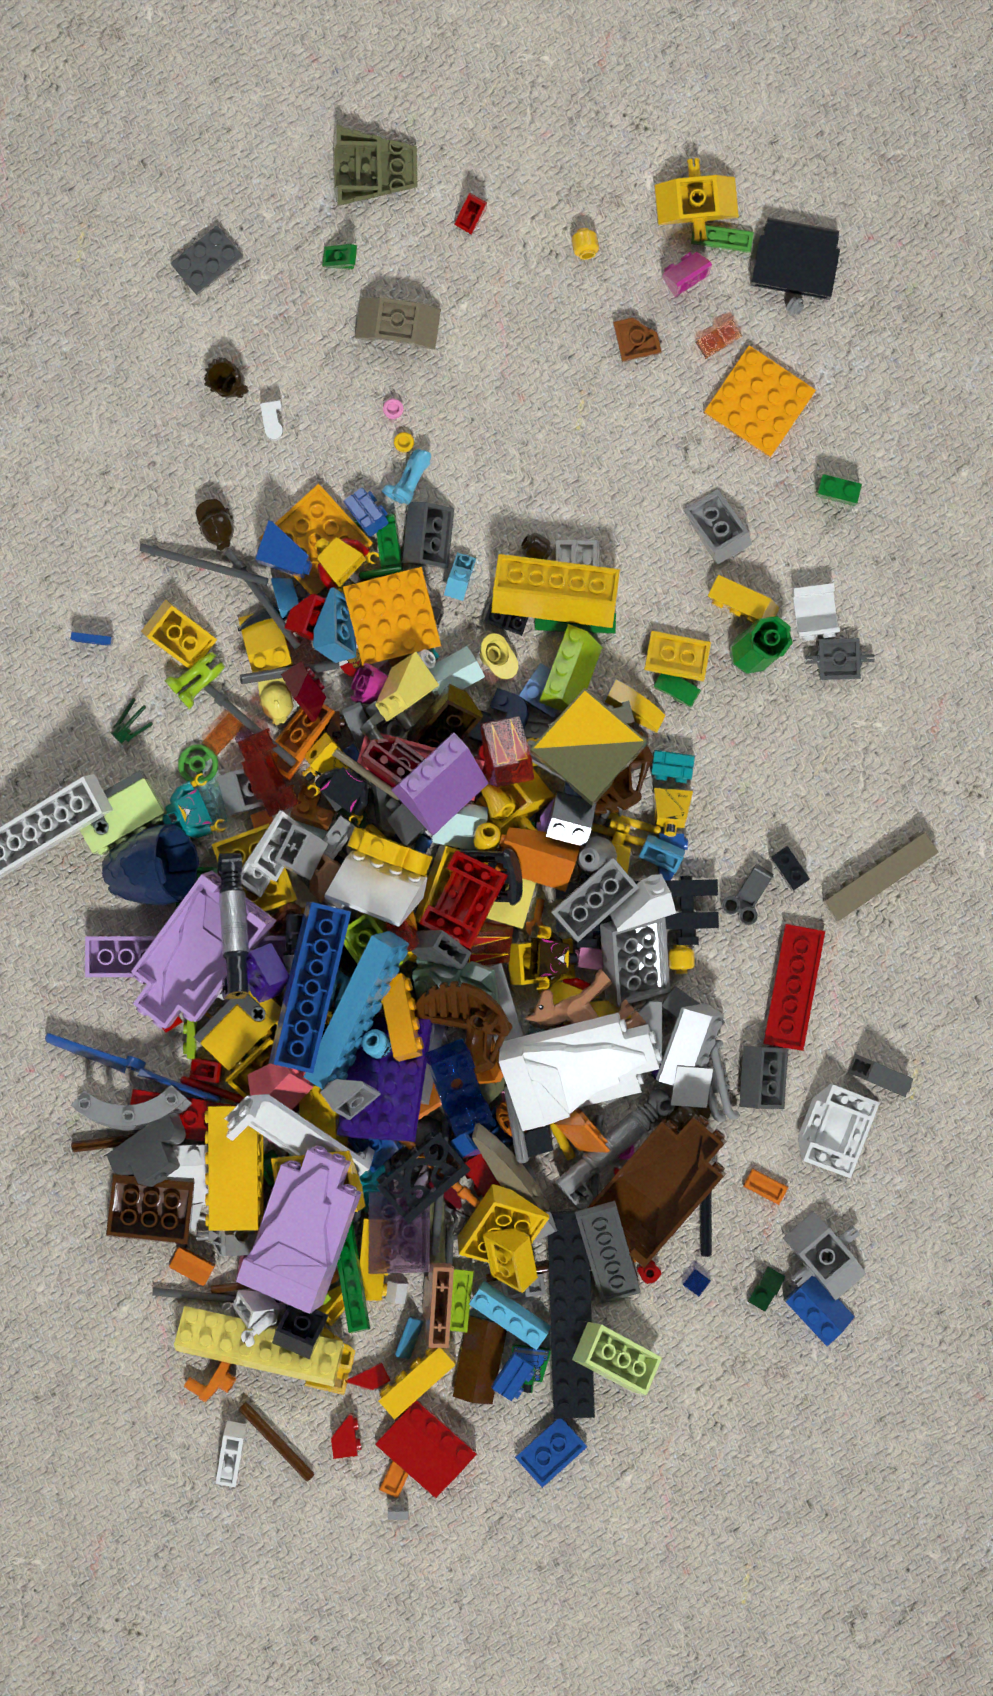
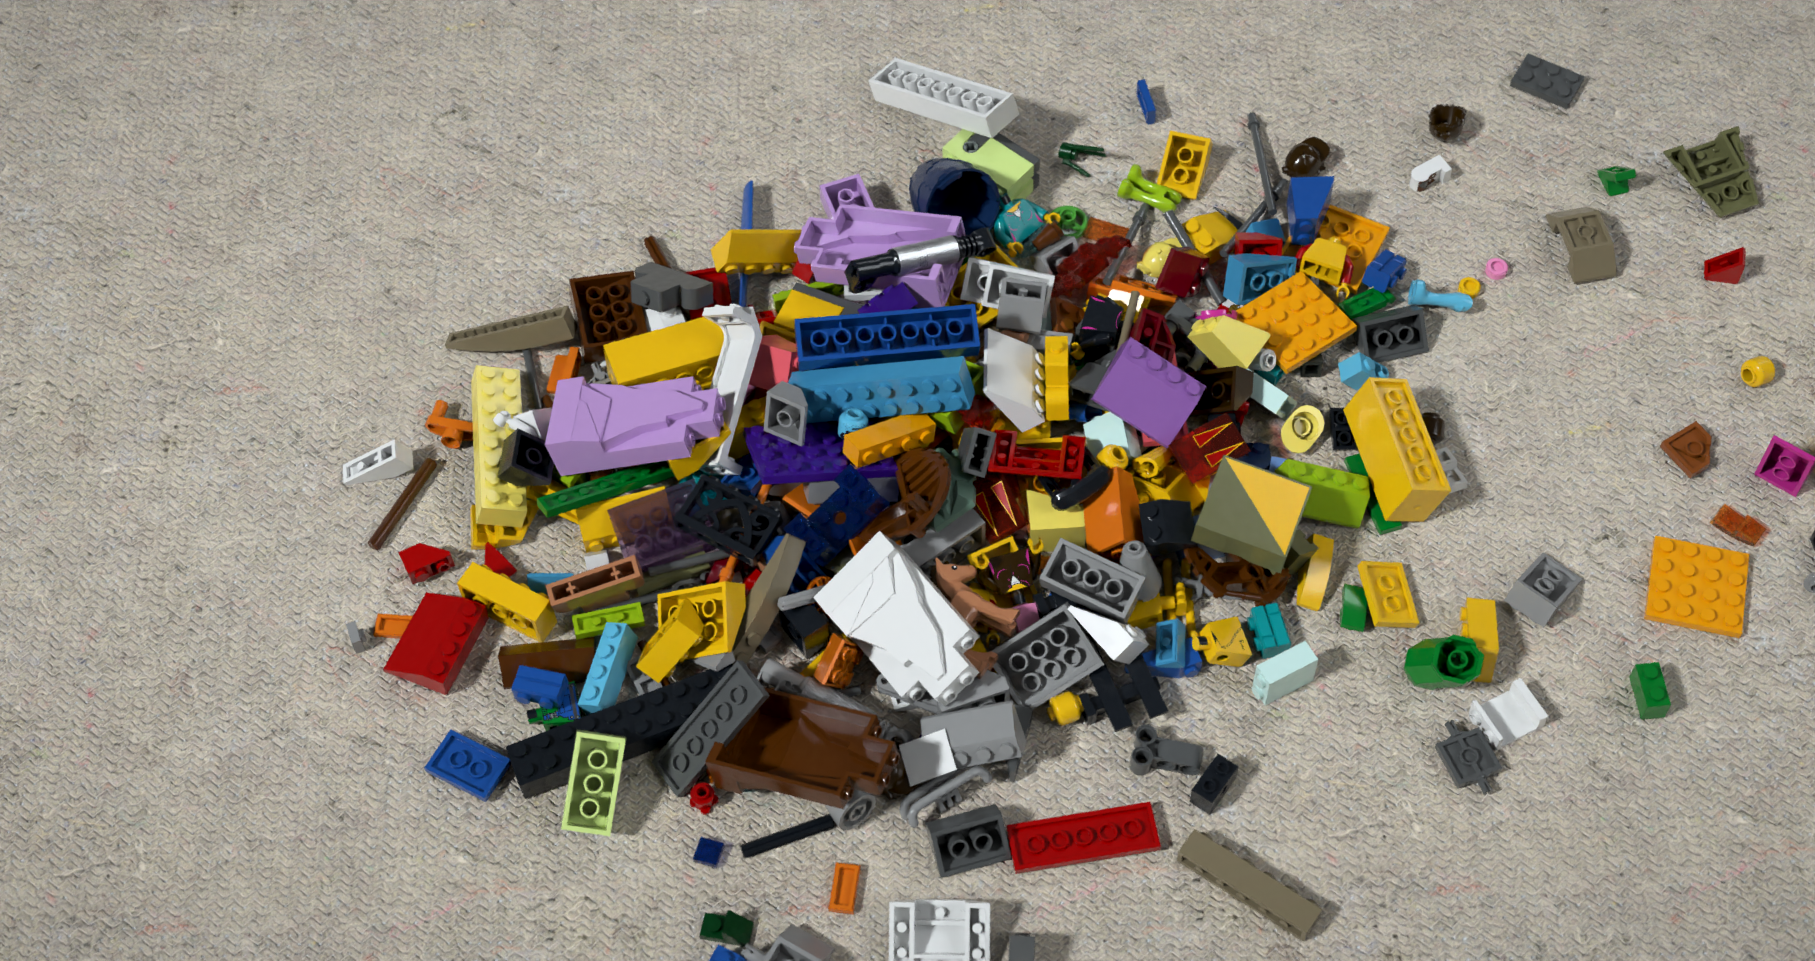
camera: 75 degrees right, 30 degrees down
(131, 1116) = (699, 258): light grey fence -> none
(139, 1299) = (517, 333): none -> dark tan slope
(145, 1059) = (756, 251): none -> yellow slope
(220, 793) = (1049, 235): none -> reddish brown cone
(720, 773) = (1284, 673): none -> light aqua brick

